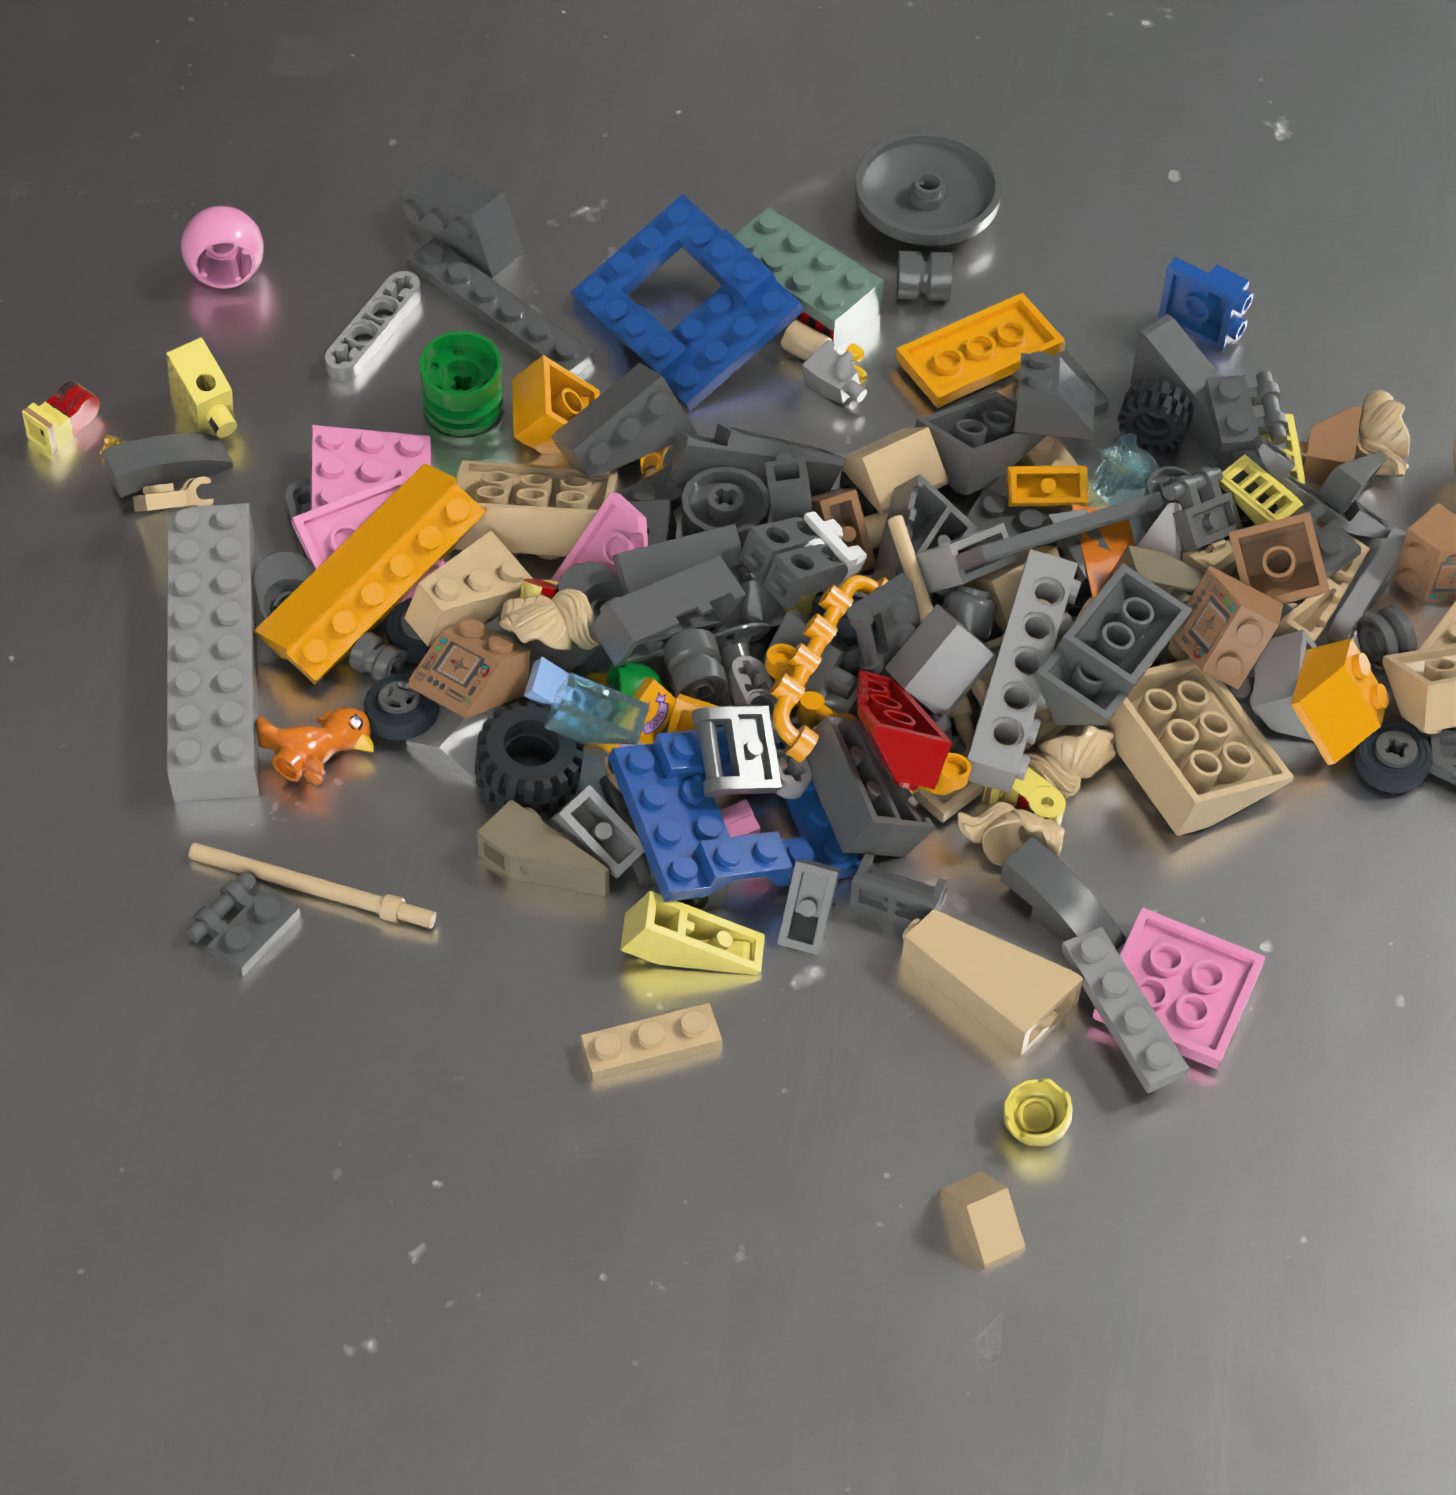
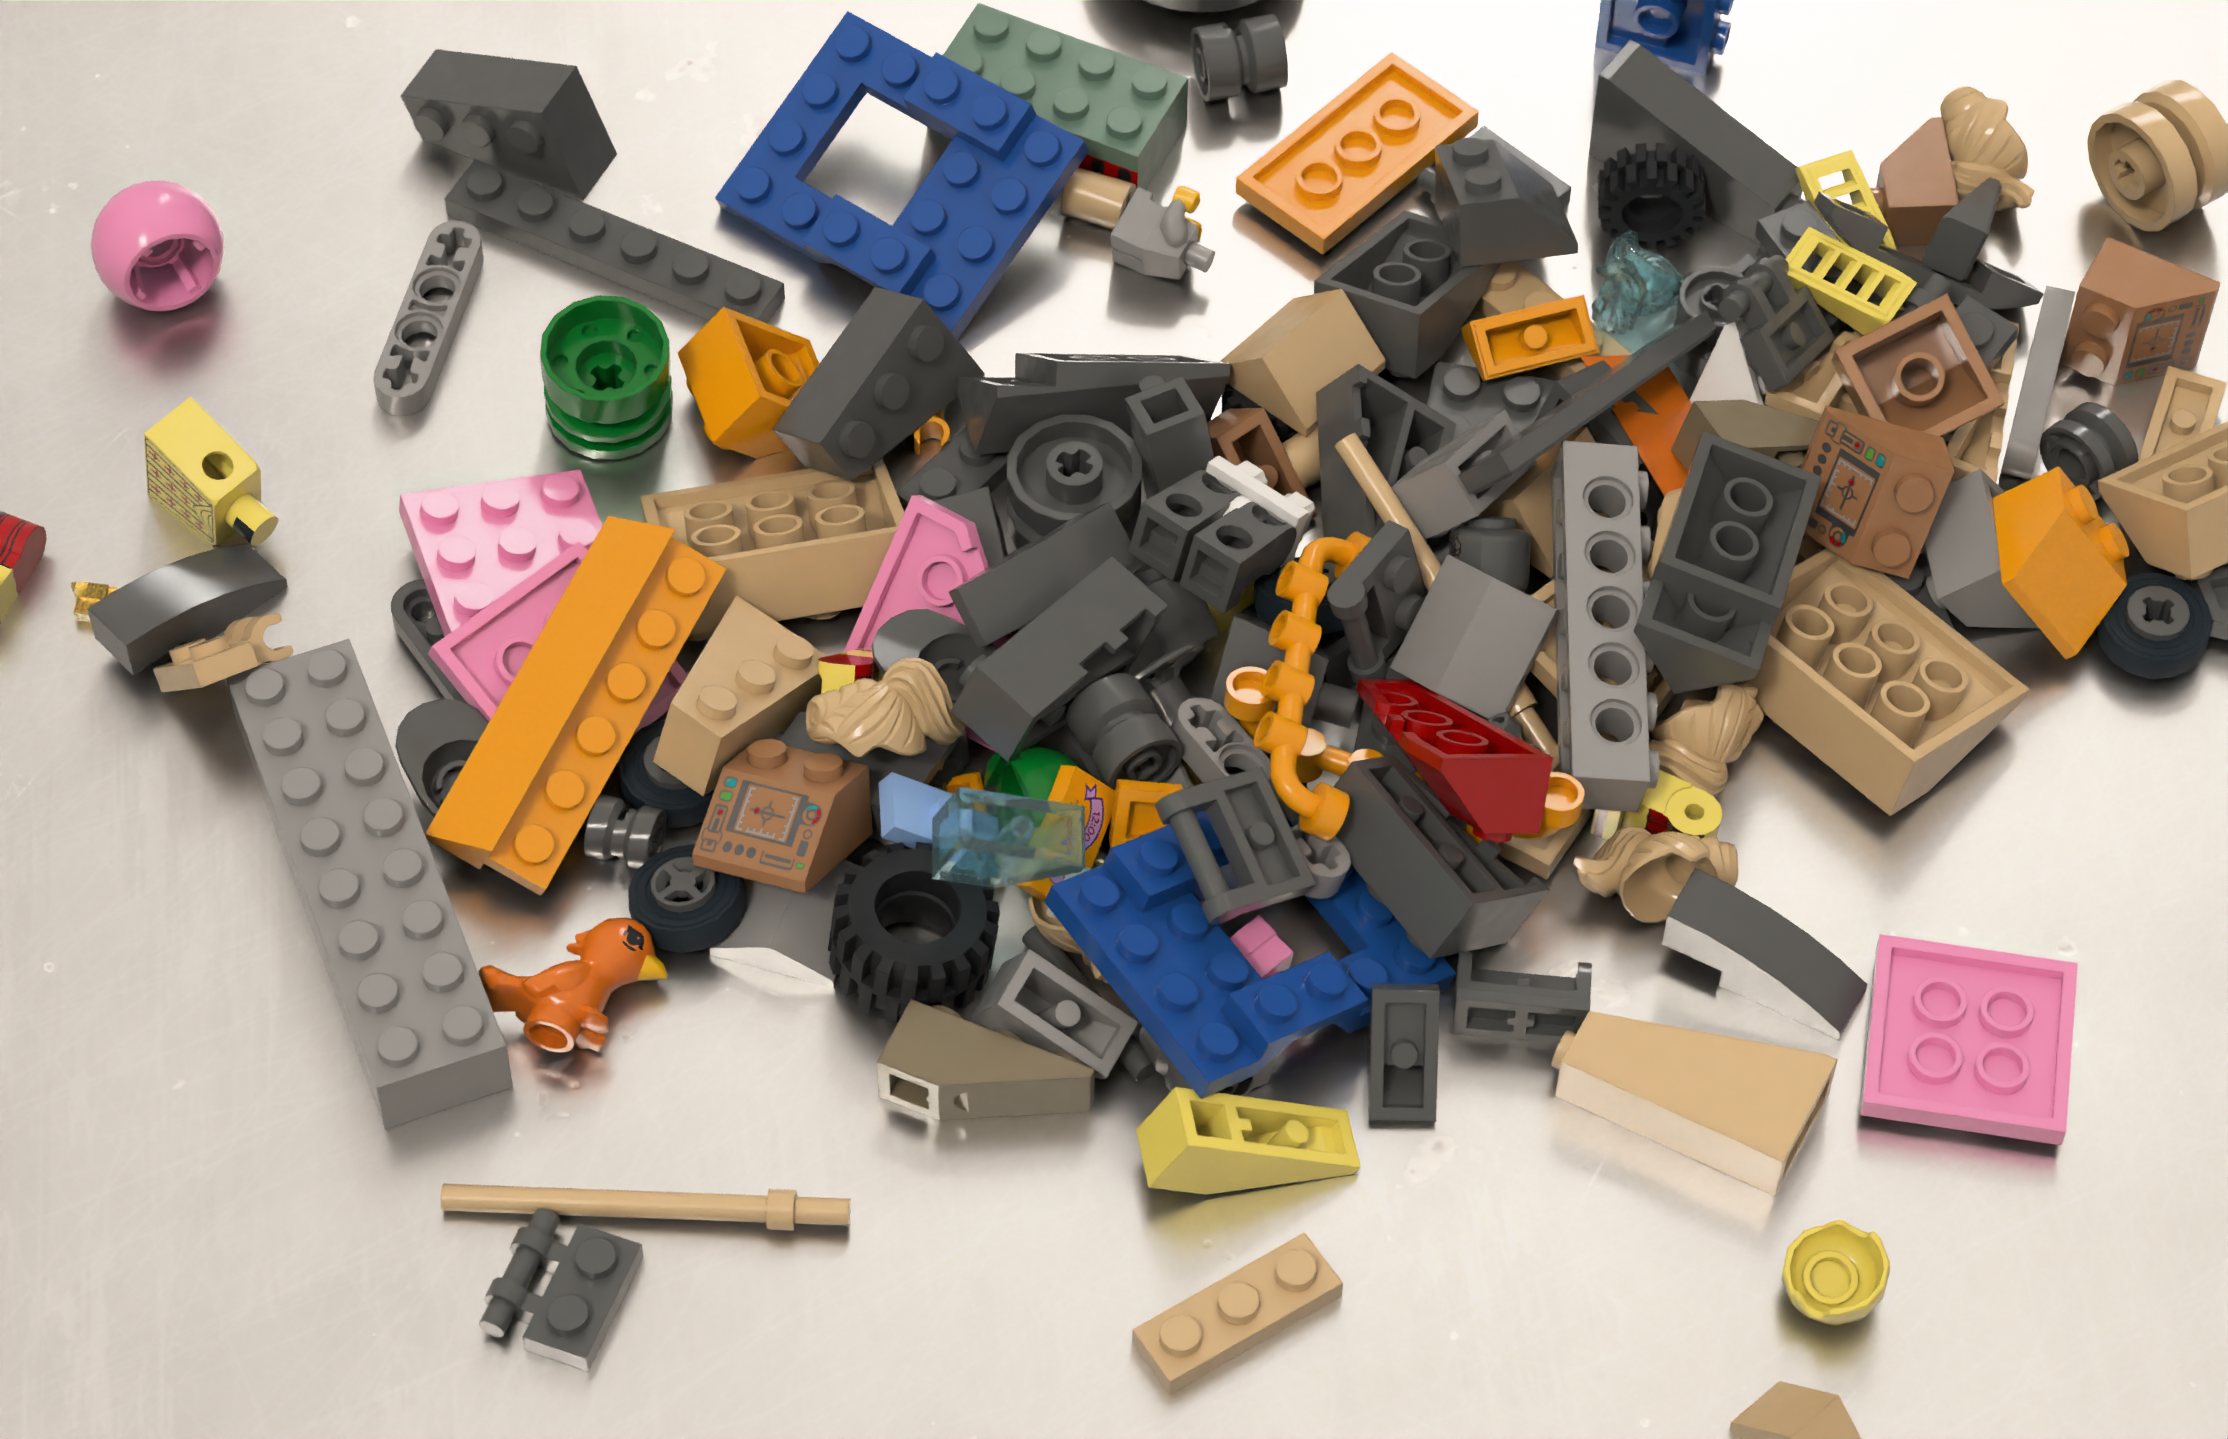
camera: 15 degrees left, 0 degrees up
(1125, 1010) = (1910, 1091): light grey plate -> none
(1233, 412) = (1769, 169): dark grey plate -> none

